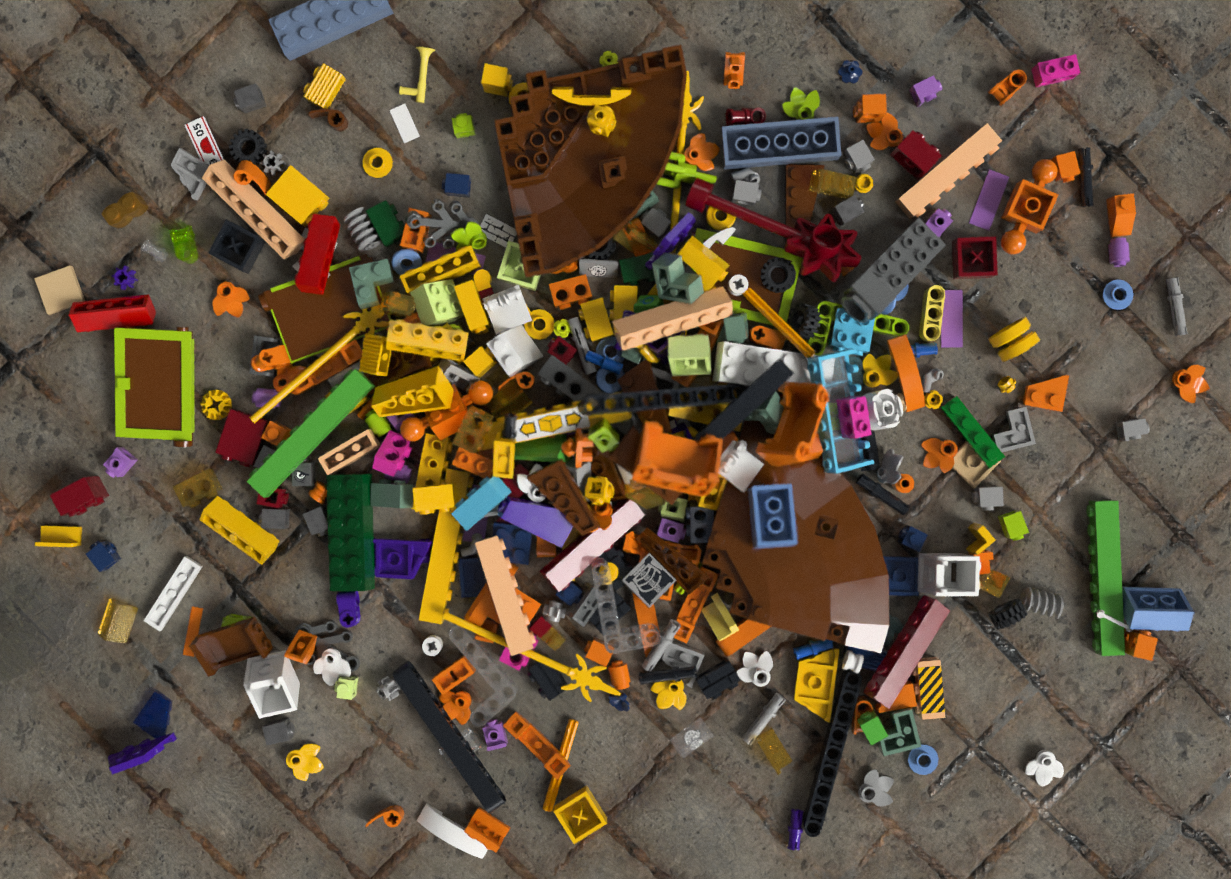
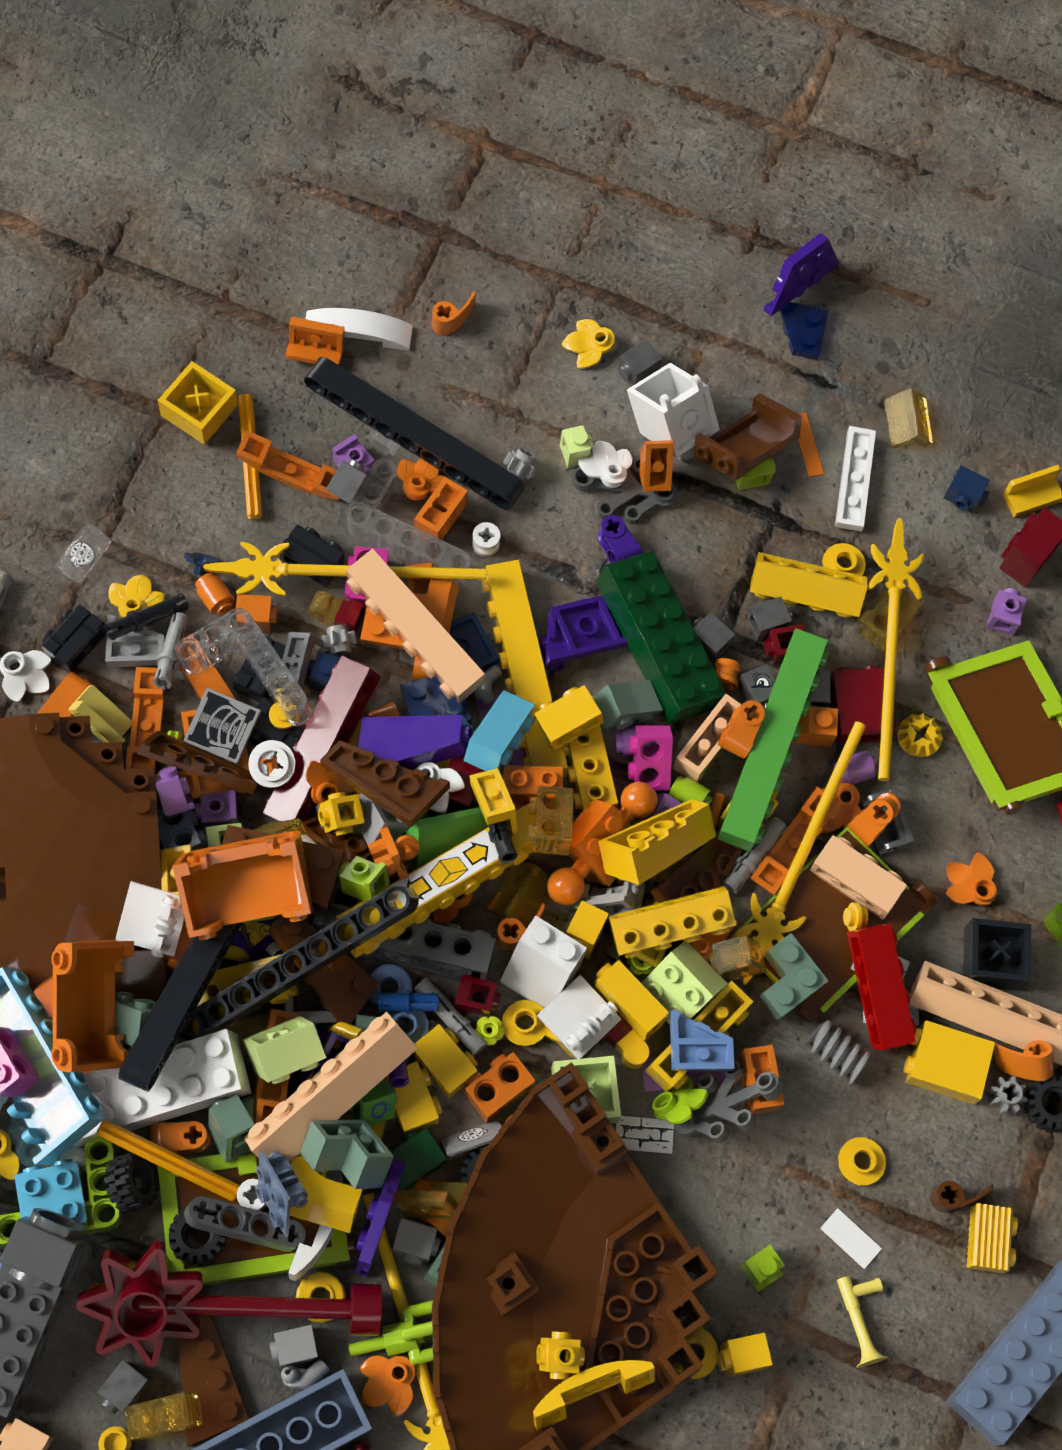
camera: 150 degrees right, 20 degrees down
(179, 513) = (896, 573): none -> yellow piece
(199, 541) = (847, 551): none -> yellow piece
(299, 326) = (858, 876): none -> light nougat brick
(313, 303) = (855, 916): none -> yellow plate
(329, 443) = (741, 733): none -> orange piece
(375, 356) = (736, 872): yellow brick -> none
(386, 222) = (808, 1076): dark green brick -> none
(402, 254) = (754, 1021): medium blue piece -> none
(445, 260) = (698, 1047): none -> medium blue wing
(457, 185) = (732, 1174): dark blue brick -> none
(506, 718) = (347, 480): none -> flat silver brick
(637, 540) = (265, 751): none -> white gear
(695, 545) = (173, 791): none -> medium lavender brick
(723, 267) = (279, 1188): none -> sand blue hinge
(748, 270) = (244, 1229): none -> dark grey beam
(772, 516) = (74, 860): medium blue brick -> none

